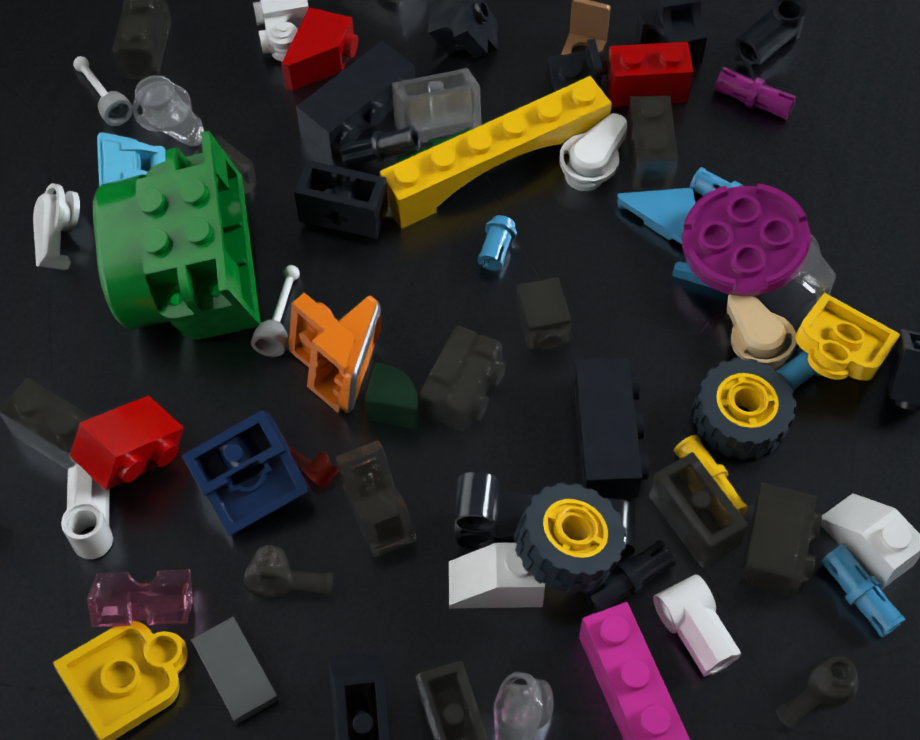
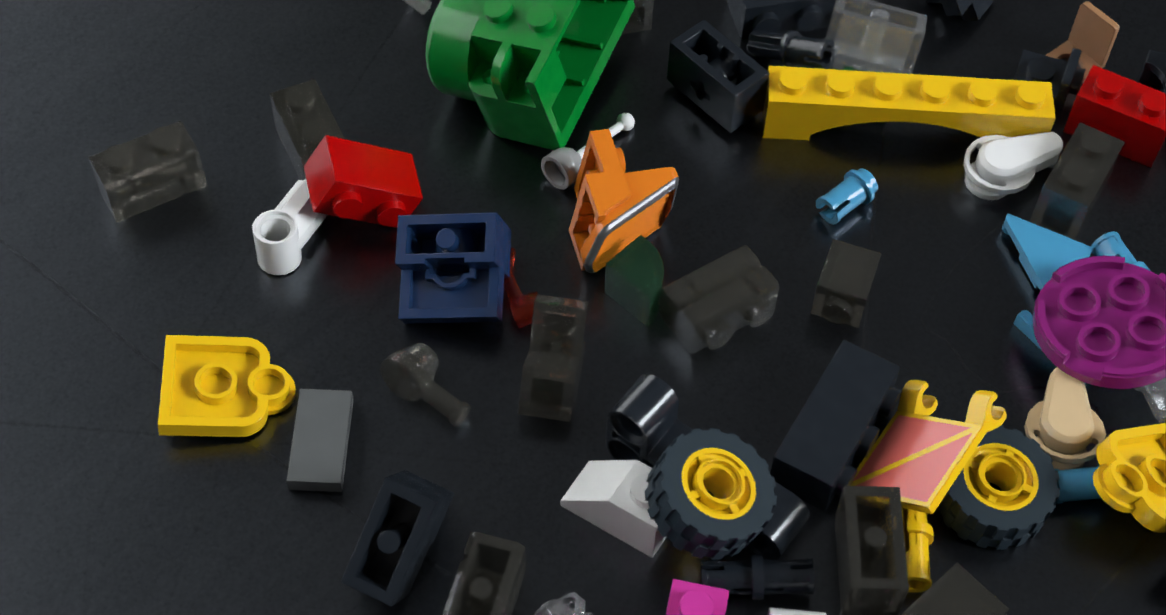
camera: 30 degrees right, 5 degrees down
(119, 599) = (268, 320): clear pink piece -> none
(683, 413) = (926, 451): none -> flag

